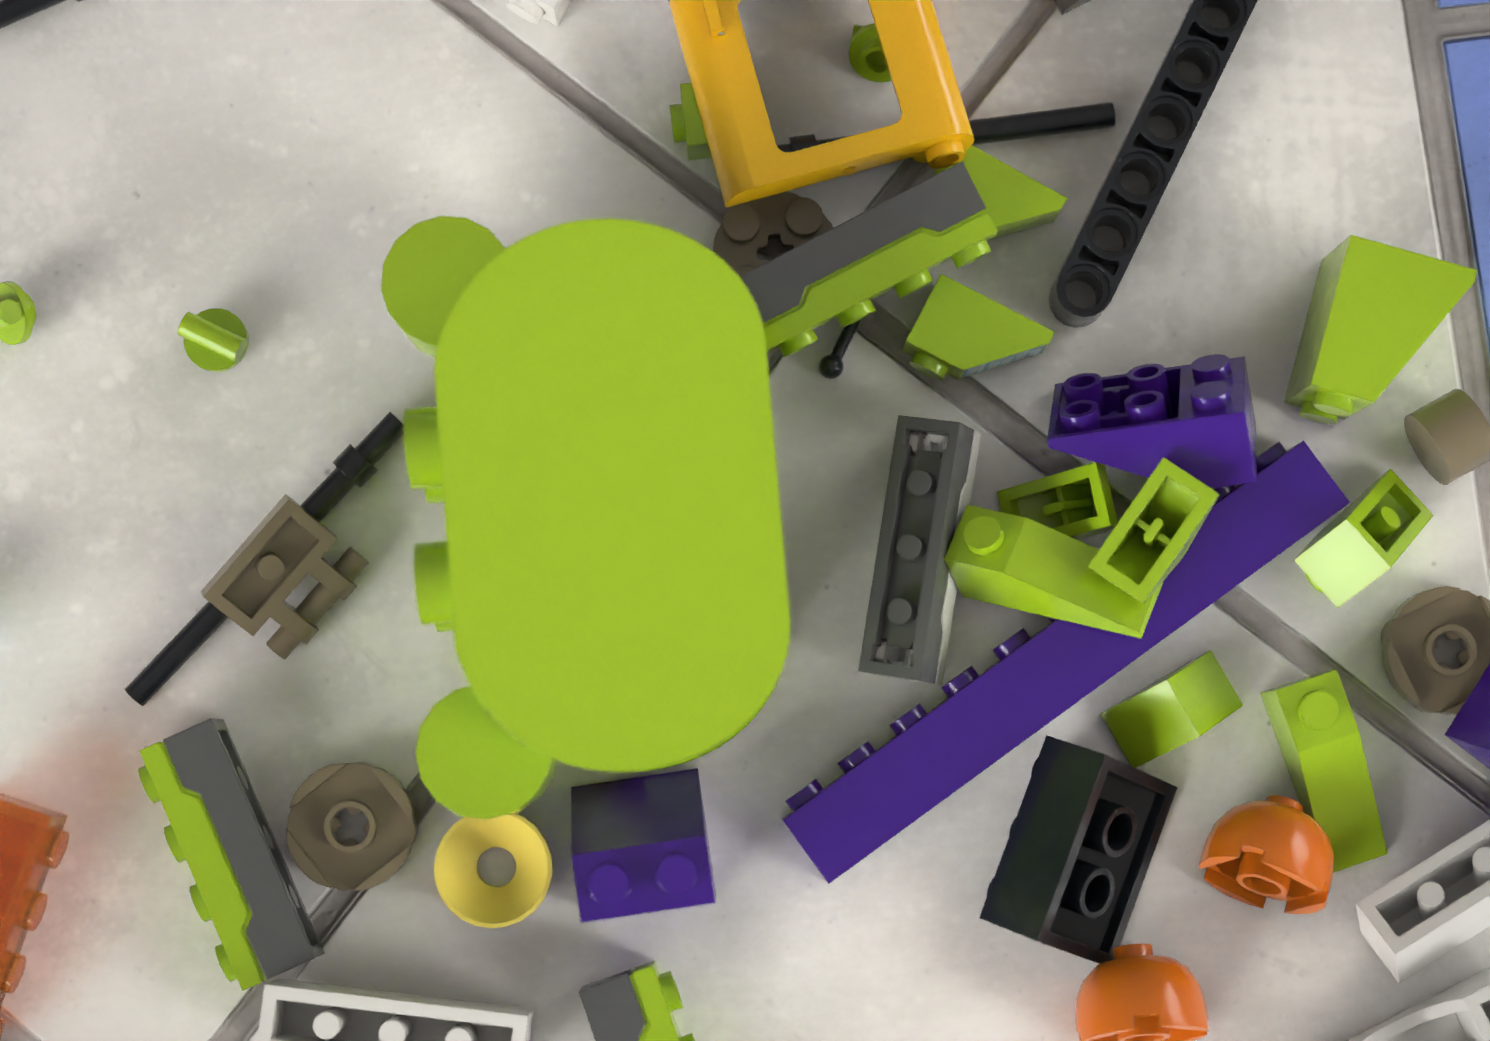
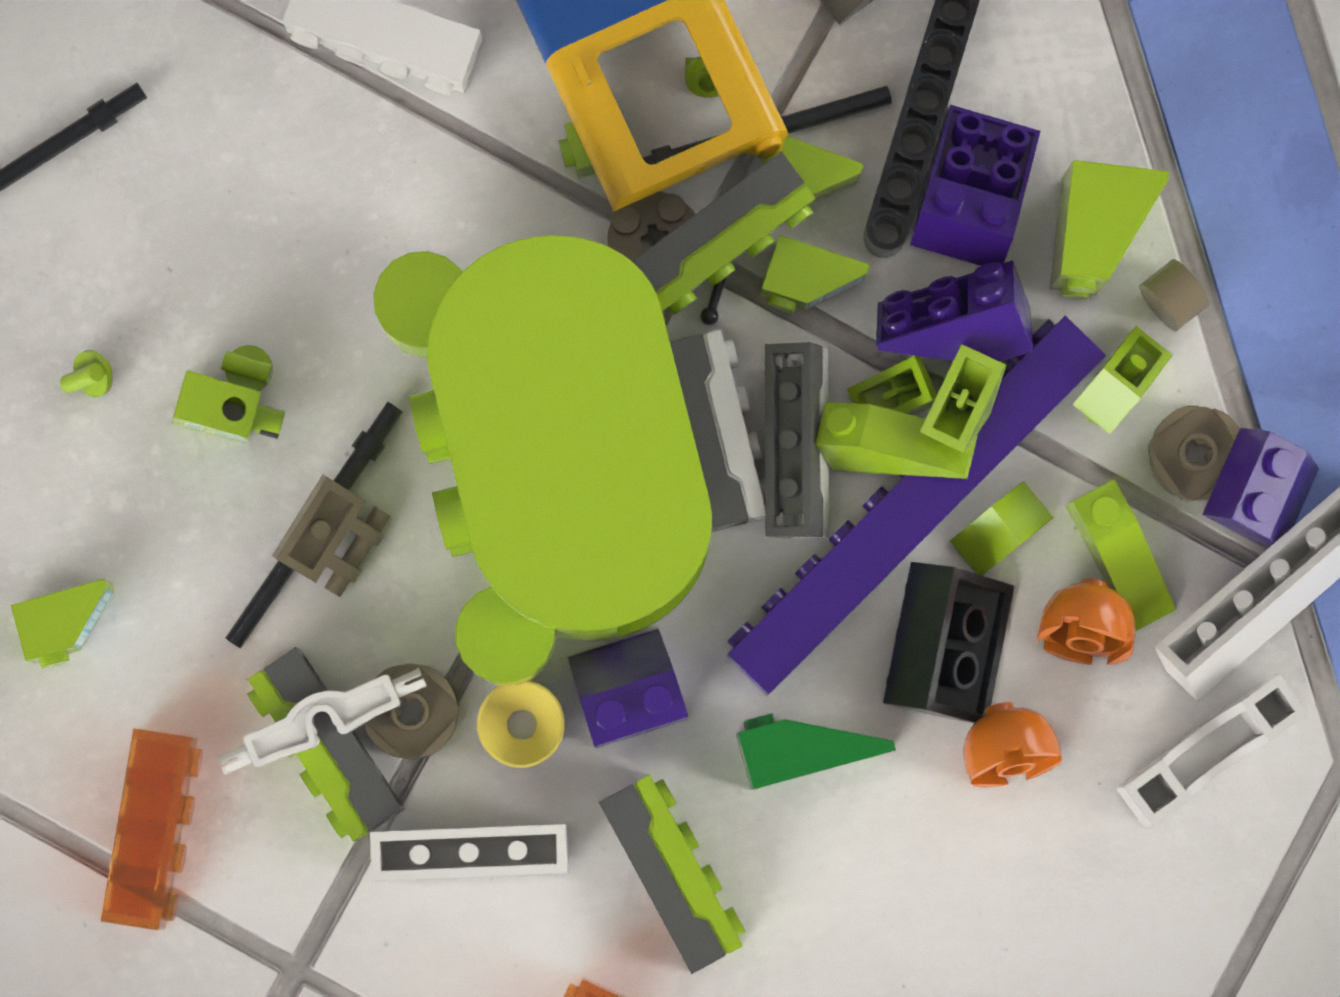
camera: 10 degrees left, 0 degrees up
(144, 373) = (202, 403): none -> lime torso
(195, 833) = (297, 730): none -> white piece
(819, 517) = (719, 428): none -> piece
(848, 966) = (794, 749): none -> green slope
(1208, 254) = (975, 187): none -> dark purple slope

